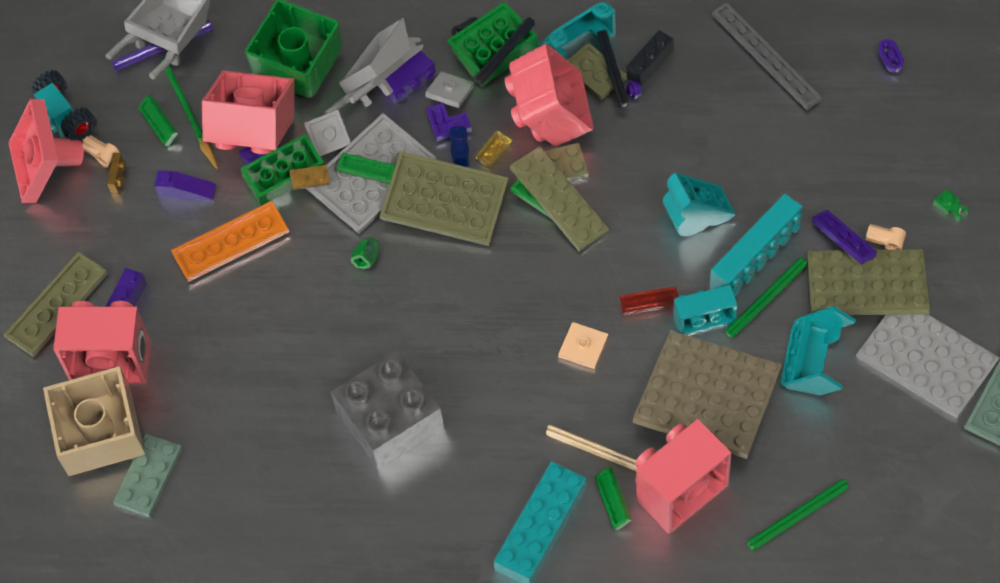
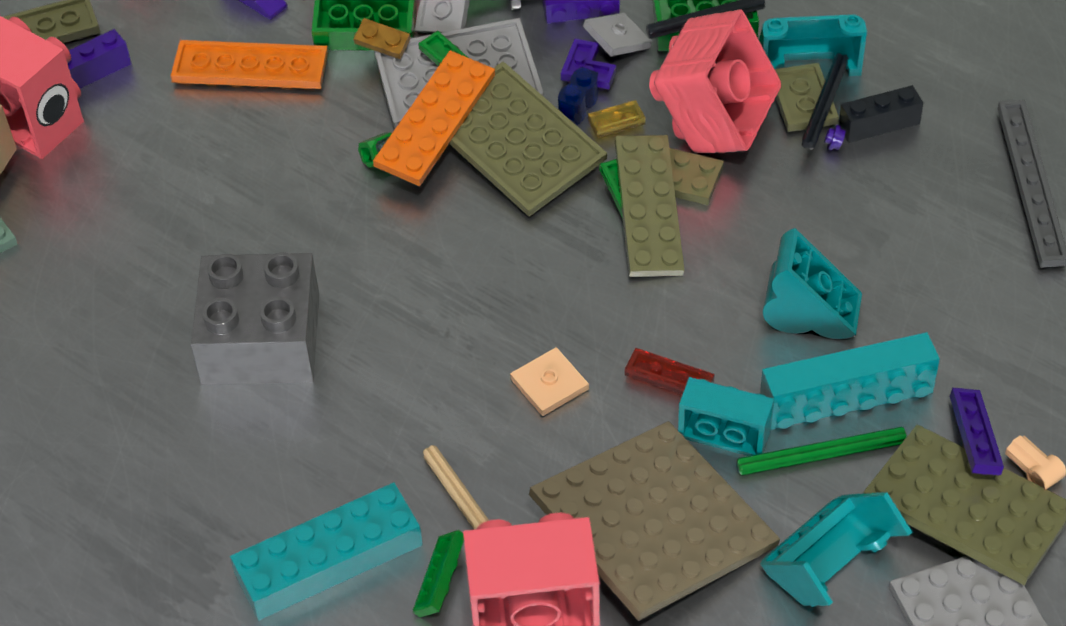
camera: 30 degrees right, 10 degrees down
(388, 214) = (434, 118): none -> orange plate

